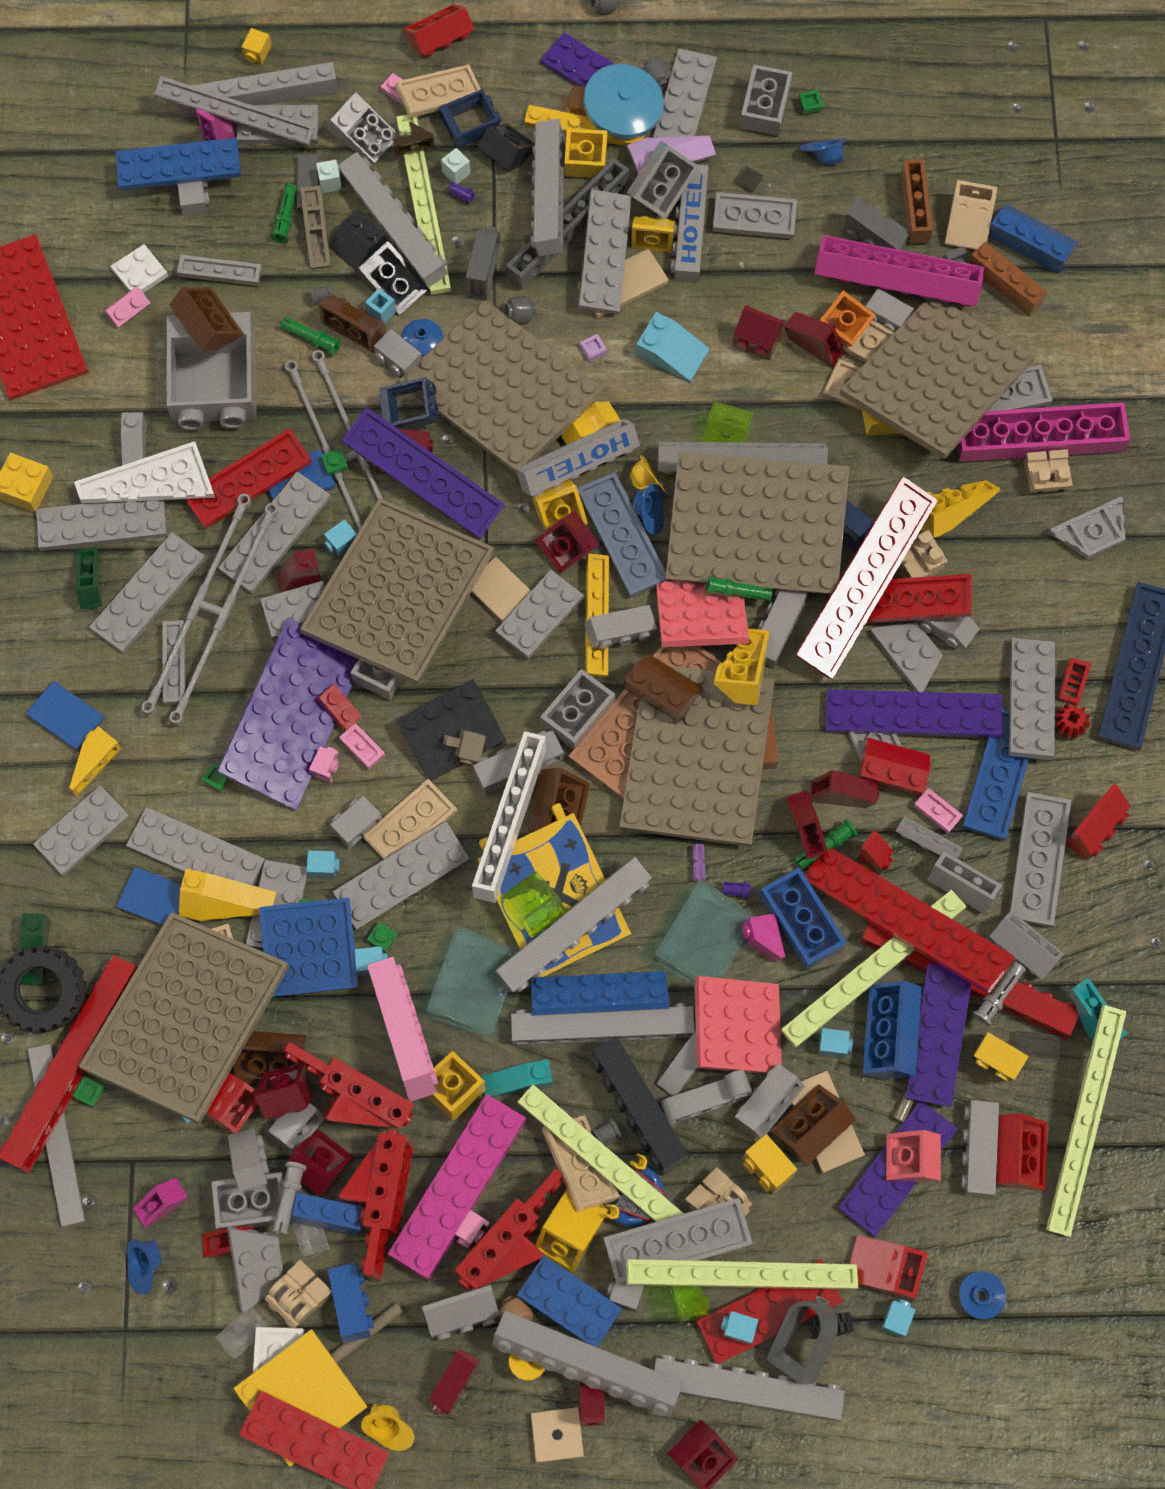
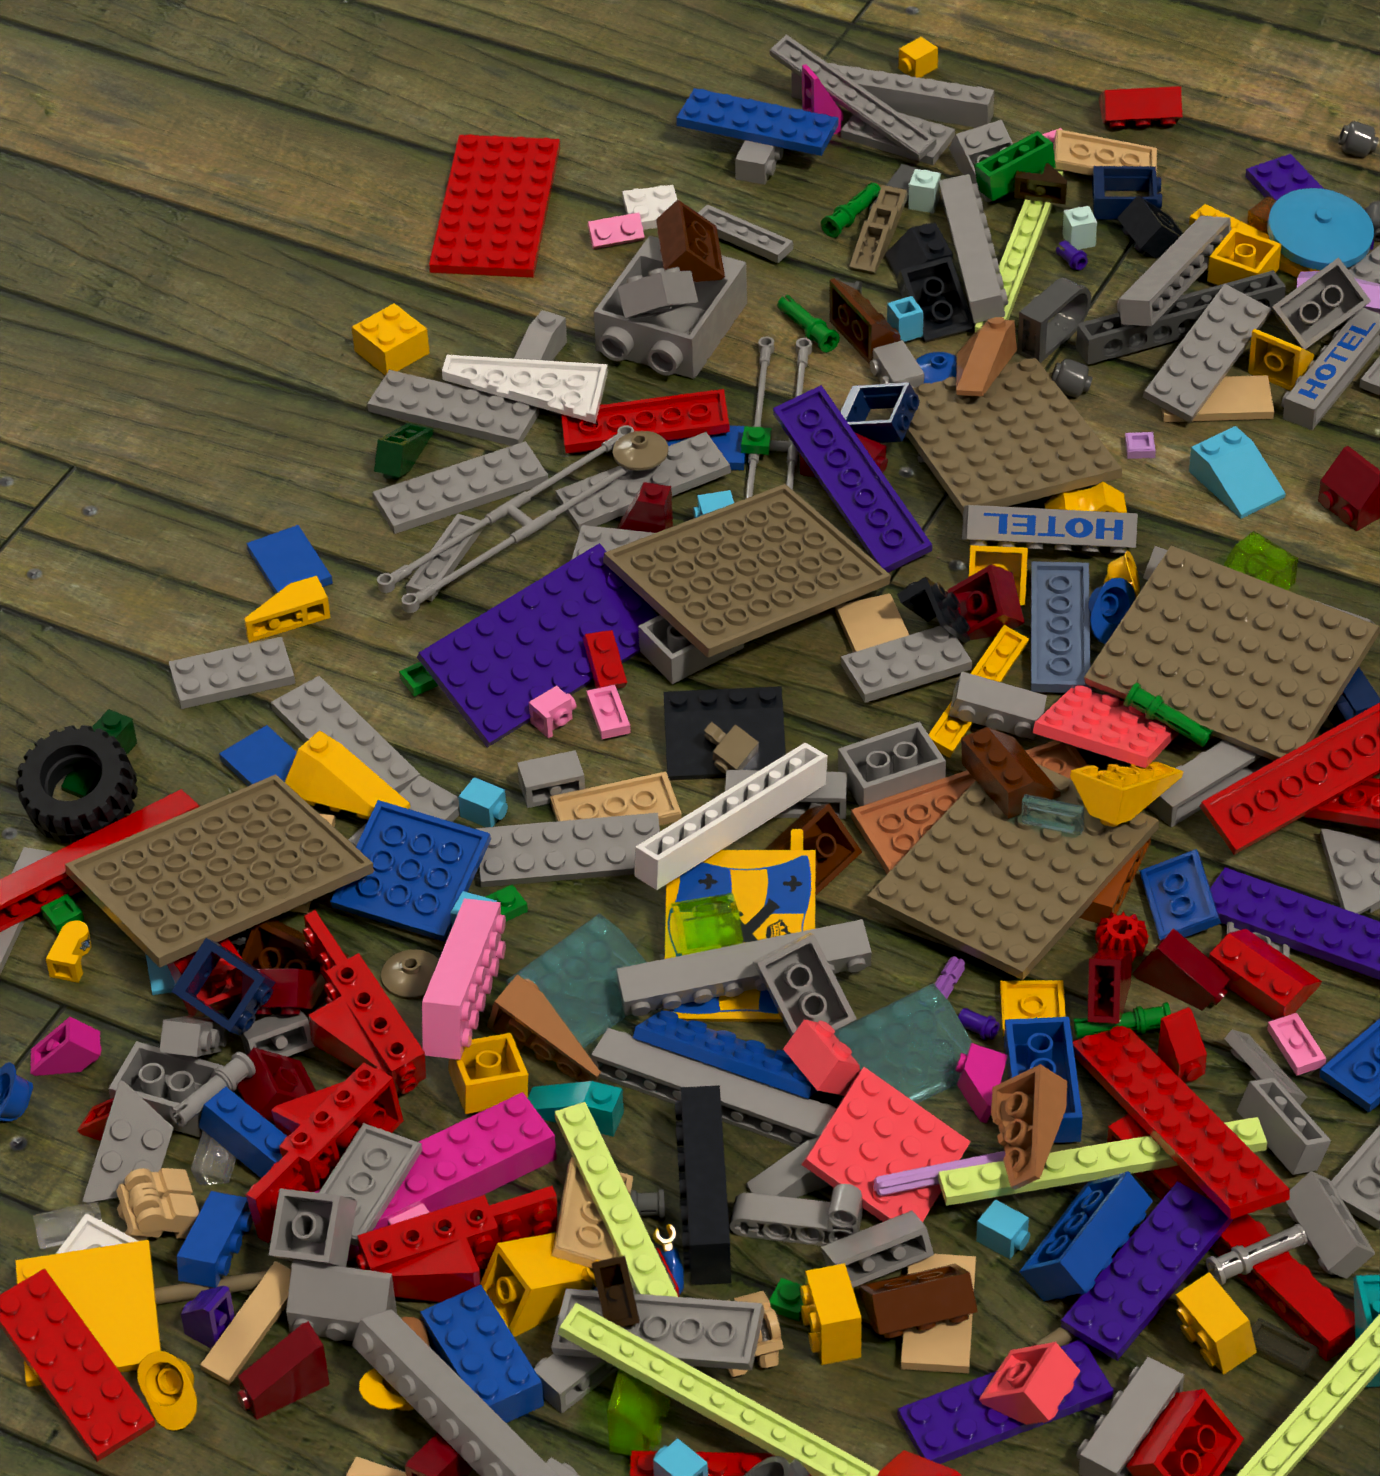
camera: 30 degrees right, 25 degrees down
(111, 1114) = (67, 951): none -> yellow leg
(208, 375) = (657, 293): none -> light grey brick
(255, 1100) = (199, 971): none -> dark blue window
(265, 522) = (640, 450): none -> dark tan dish
(354, 1033) = (408, 973): none -> dark tan dish
(379, 1362) = (208, 1315): none -> dark purple slope
(388, 126) = (997, 173): none -> green brick
(409, 1350) = (249, 1325): none -> tan tile
(424, 1280) = (312, 1227): none -> light grey brick
(428, 1222) = (372, 1174): none -> light grey tile
(452, 321) = (985, 356): none -> medium nougat wedge
(458, 1032) = (536, 1024): none -> medium nougat wedge
(544, 558) = (932, 601): none -> black bracket
(625, 929) = (804, 985): none -> light grey brick
(646, 1237) = (616, 1291): none -> dark brown slope
(666, 979) = (822, 1057): none -> coral slope
(711, 712) = (1052, 814): none -> clear light blue tile
(730, 1158) = (787, 1299): none -> green plate
(762, 860) = (1031, 999): none -> yellow tile
(781, 1021) = (927, 1175): none -> lavender axle
(784, 783) = (1122, 933): none -> red gear
(811, 728) = (1180, 895): none -> blue tile
(823, 970) = (1028, 1119): none -> medium nougat wedge

